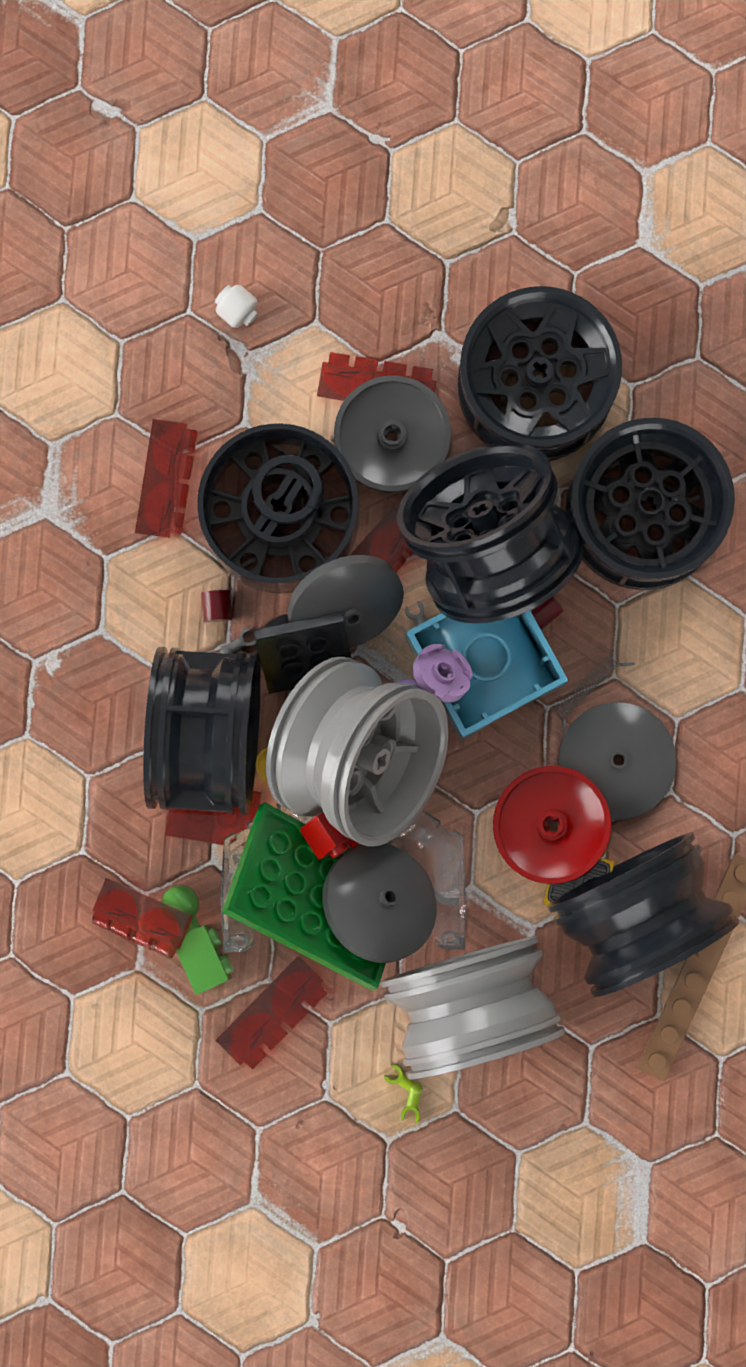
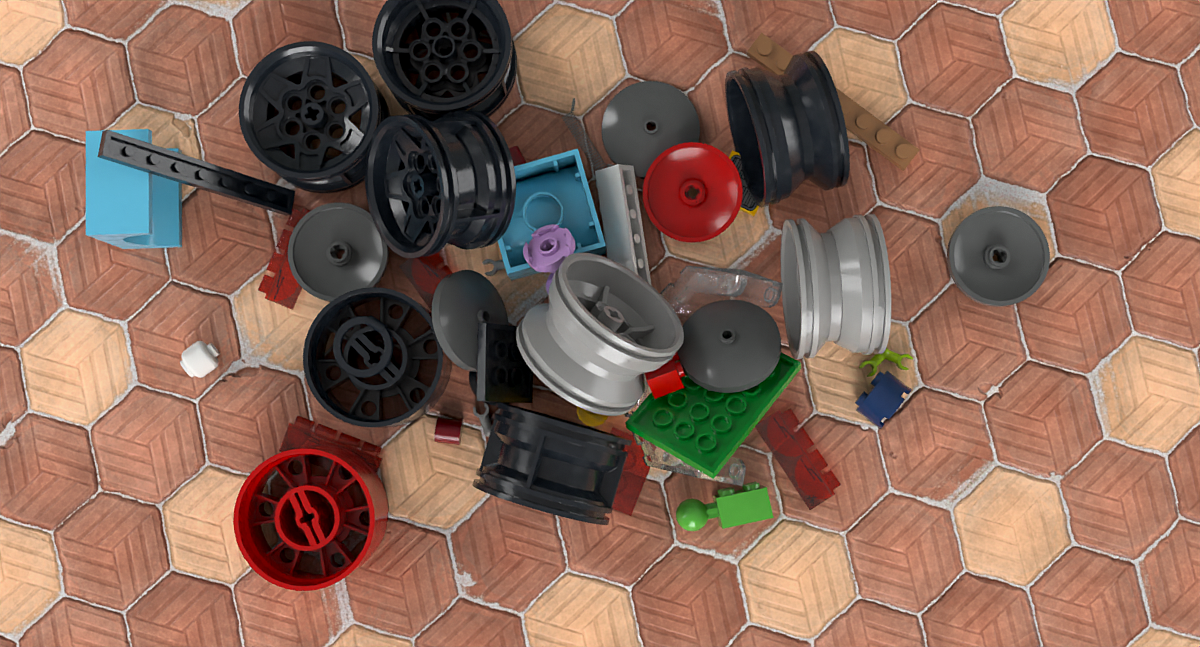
camera: 75 degrees left, 0 degrees up
(71, 488) = (319, 531): none -> red wheel
(140, 918) = (698, 550): clear red windscreen -> none
(360, 1095) = (882, 399): none -> dark blue brick
(409, 189) = (130, 204): none -> medium azure piece
(441, 259) = (195, 172): none -> black plate
(500, 752) = (622, 218): none -> white brick
(563, 1226) = (1020, 252): none -> dark grey dish

